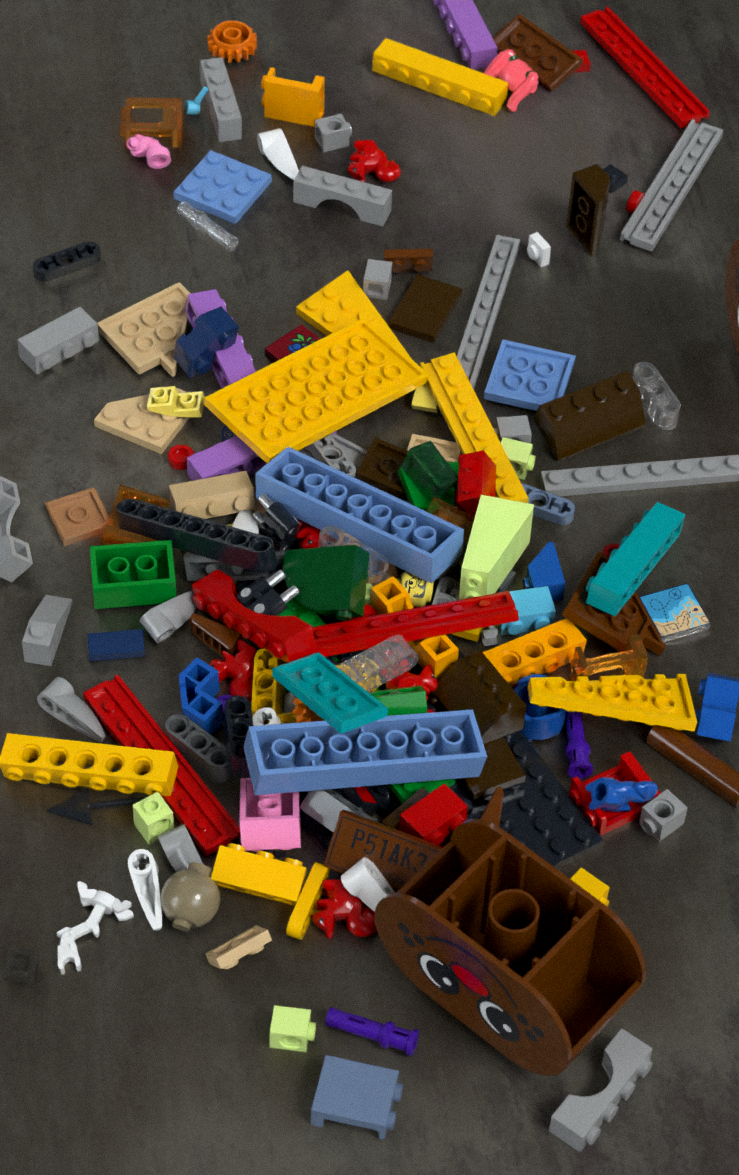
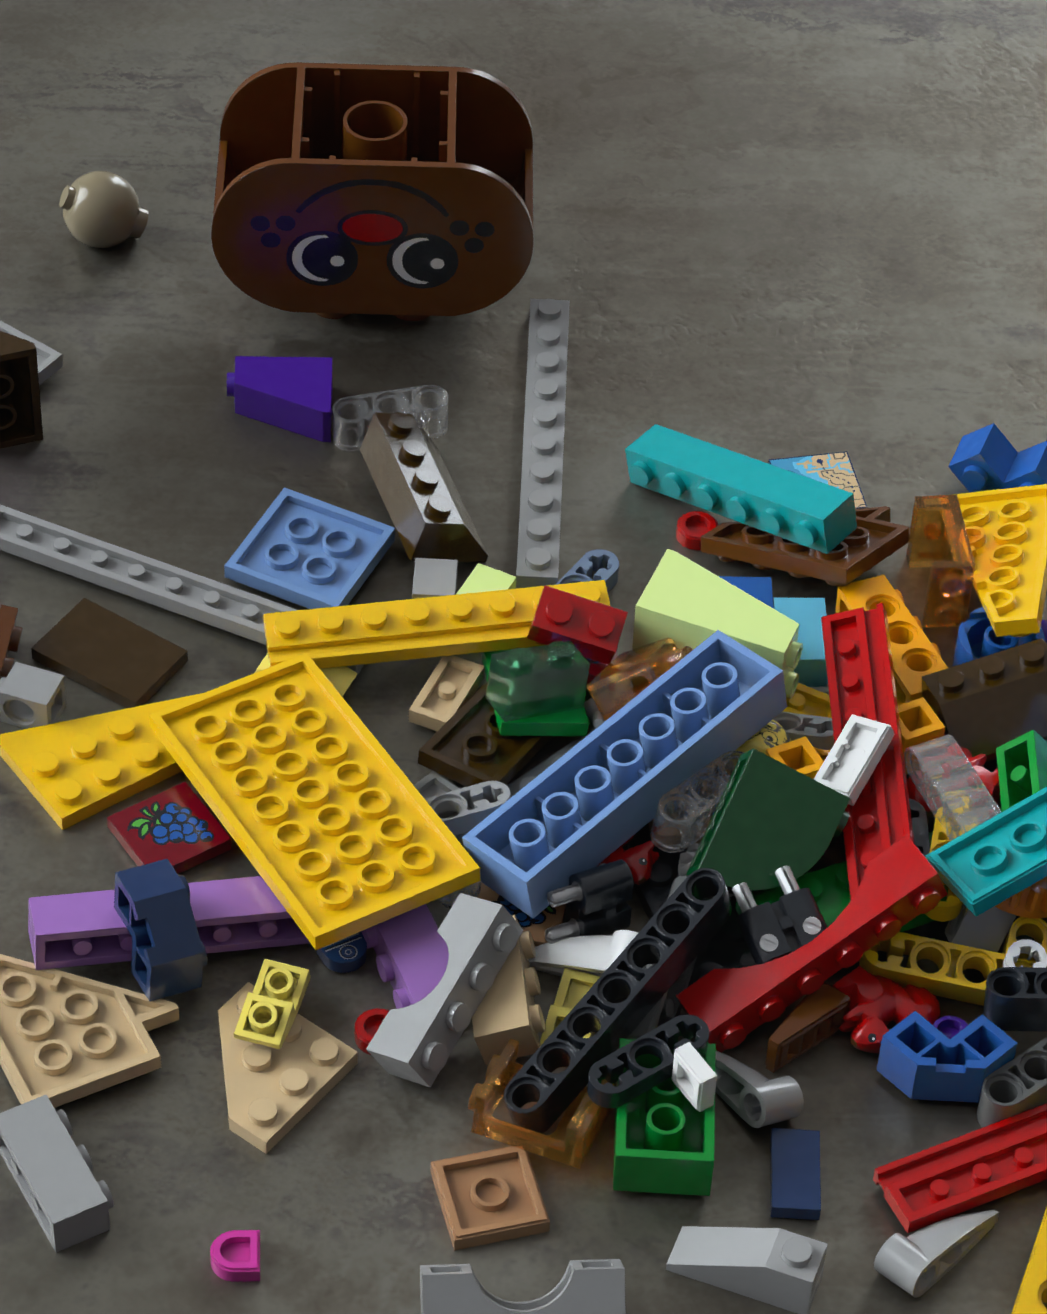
camera: 80 degrees left, 5 degrees down
(24, 422) = (236, 1255): none -> dark pink tile
(138, 566) = (694, 1077): none -> white tile
(154, 560) = (638, 1078): none -> black beam
(220, 467) = (420, 1037): none -> light grey arch
(386, 611) = (855, 756): none -> white plate
(539, 249) = (26, 487): white plate -> none
(663, 345) = (285, 393): none -> dark purple slope

